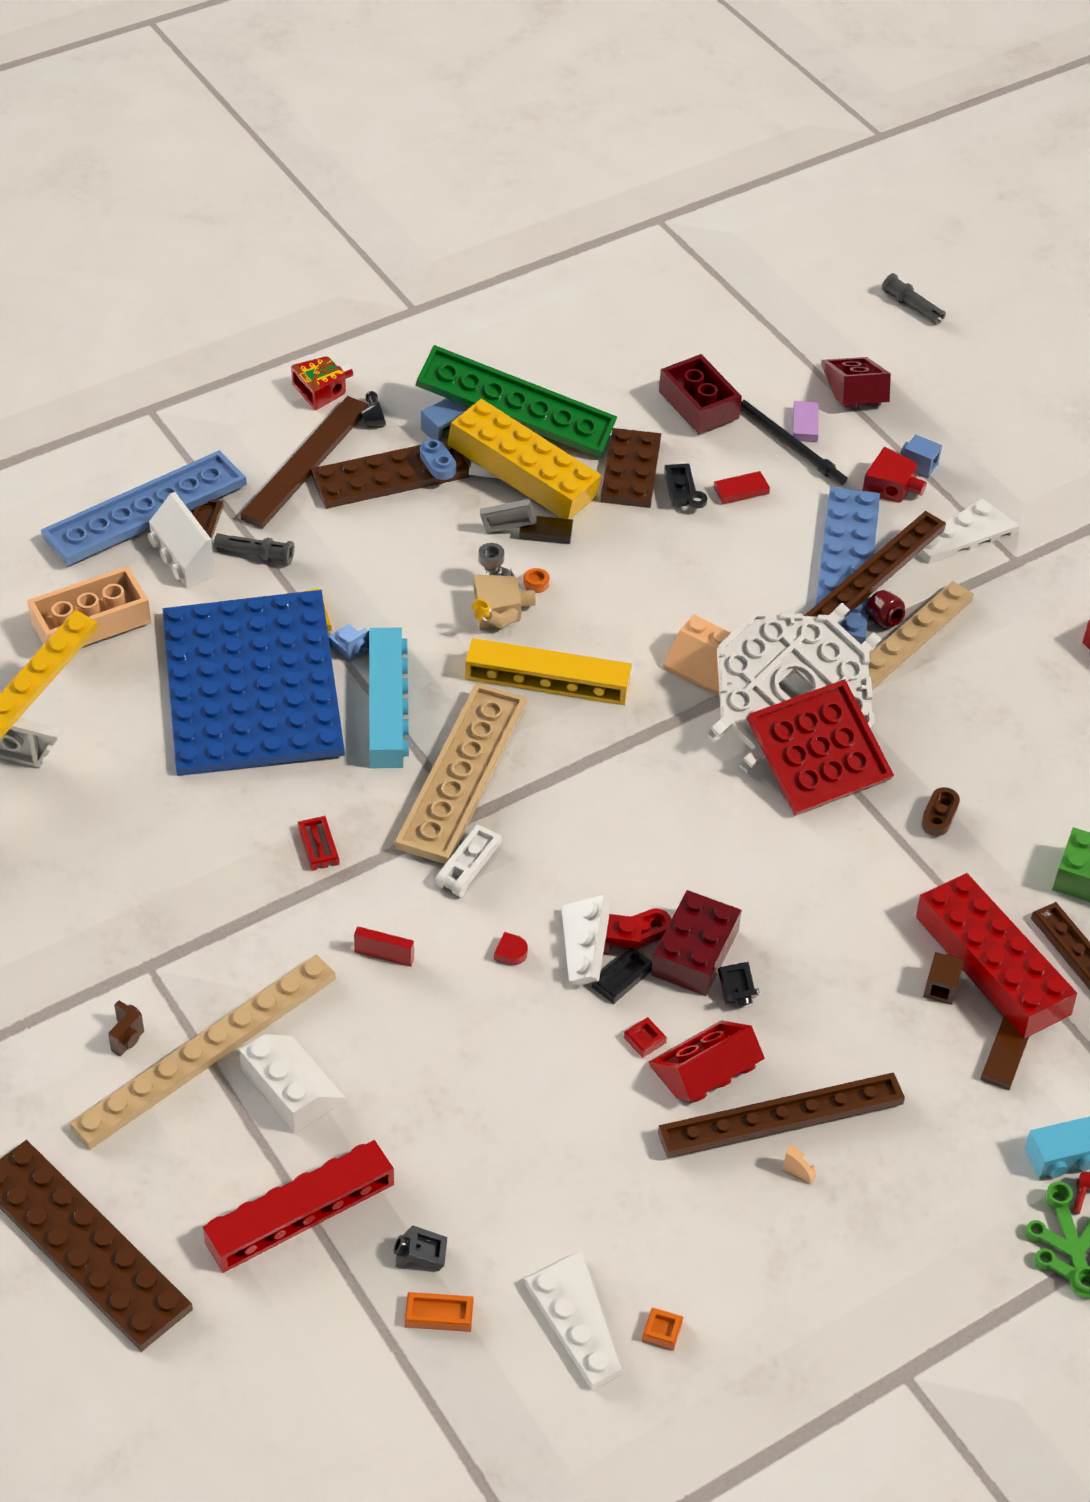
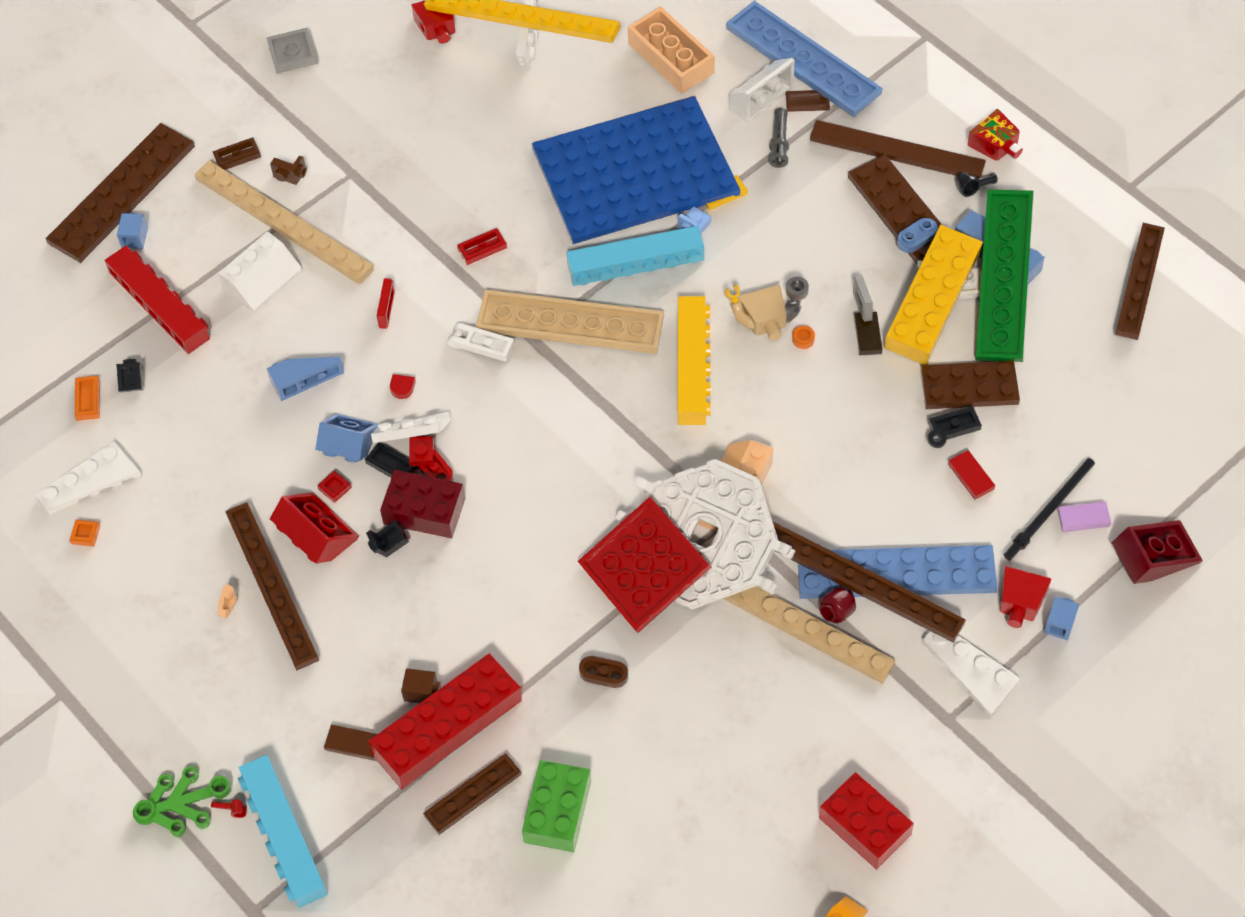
camera: 85 degrees right, 10 degrees up
(69, 1113) = (237, 157): none -> reddish brown tile
(166, 1226) = (132, 230): none -> medium blue brick
(473, 1056) = (301, 374): none -> medium blue slope
(539, 323) = (1140, 281): none -> reddish brown plate
(580, 1009) = (345, 437): none -> medium blue slope
(700, 393) = (1077, 418): dark red brick -> none

